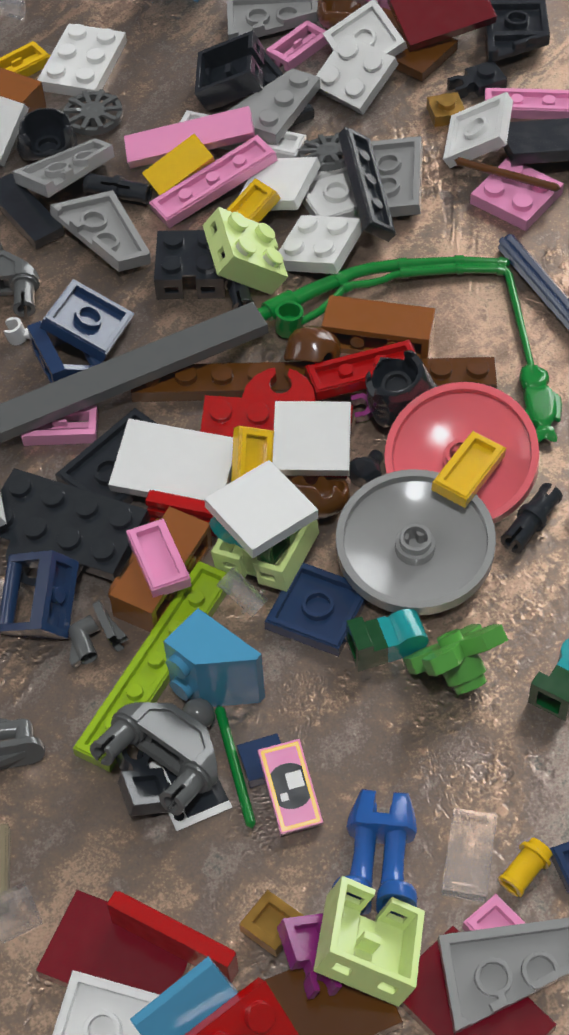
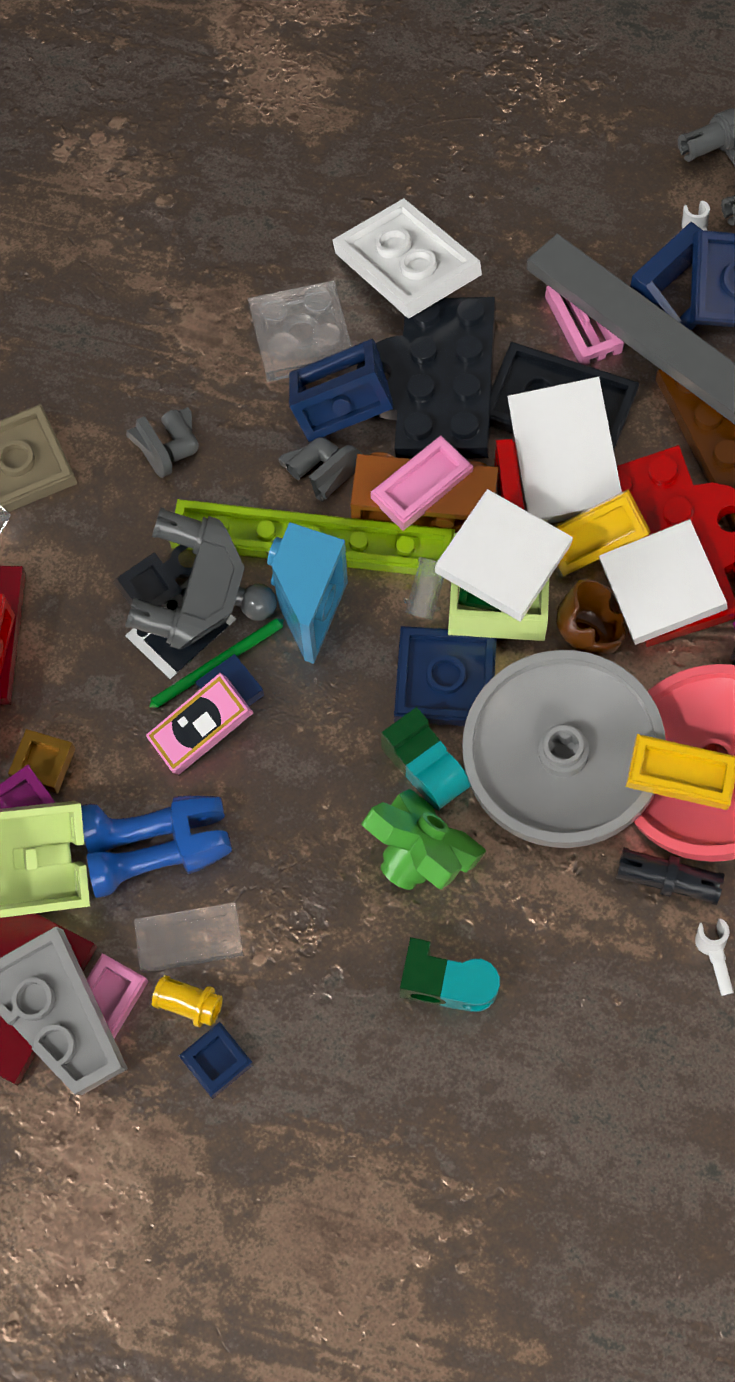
camera: 70 degrees right, 15 degrees up
(366, 468) = (660, 662): black rock -> none

